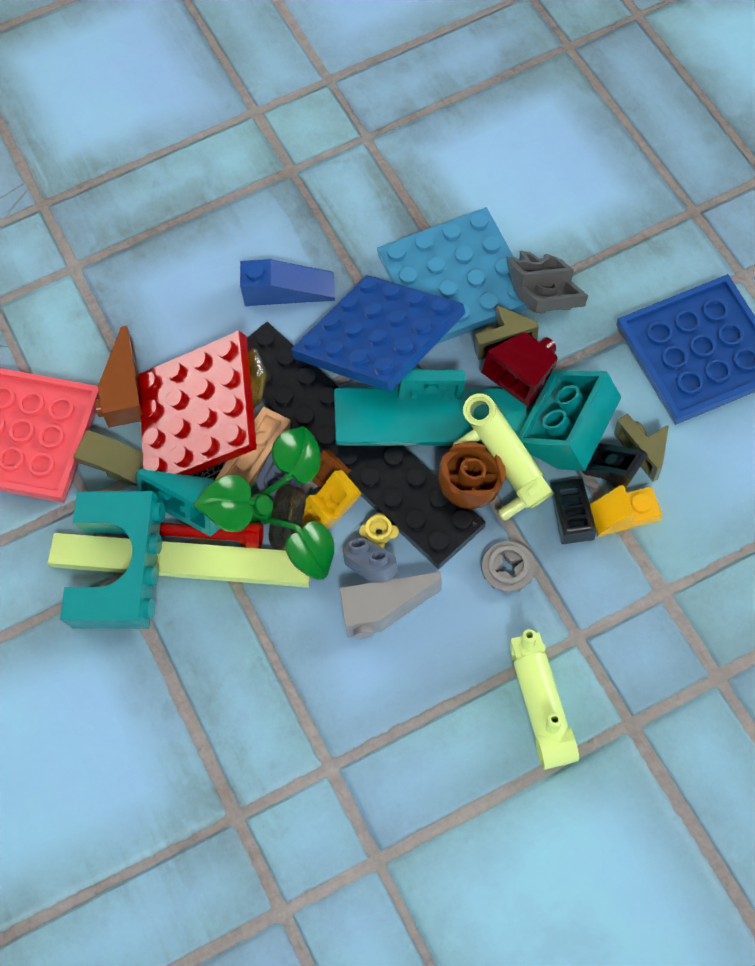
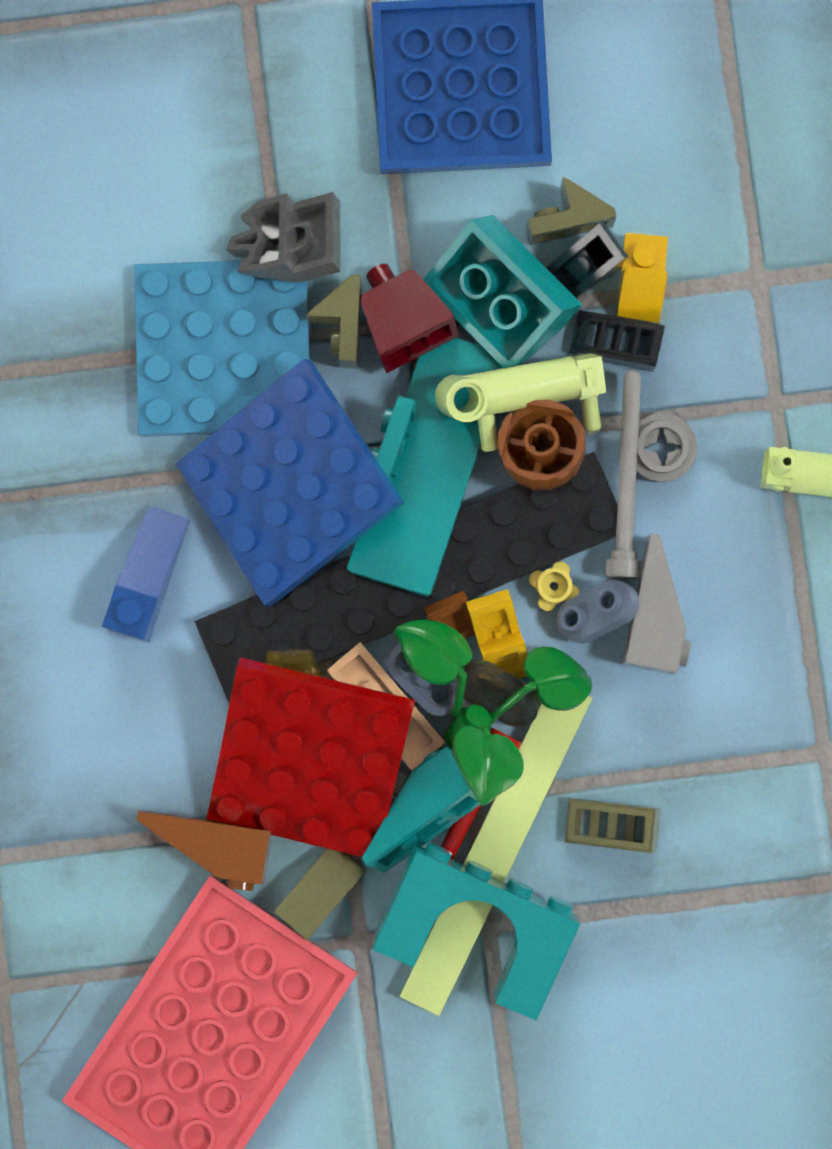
camera: 75 degrees left, 20 degrees up
(228, 652) = (650, 829): none -> olive slope
(415, 566) = (623, 559): none -> light grey piece

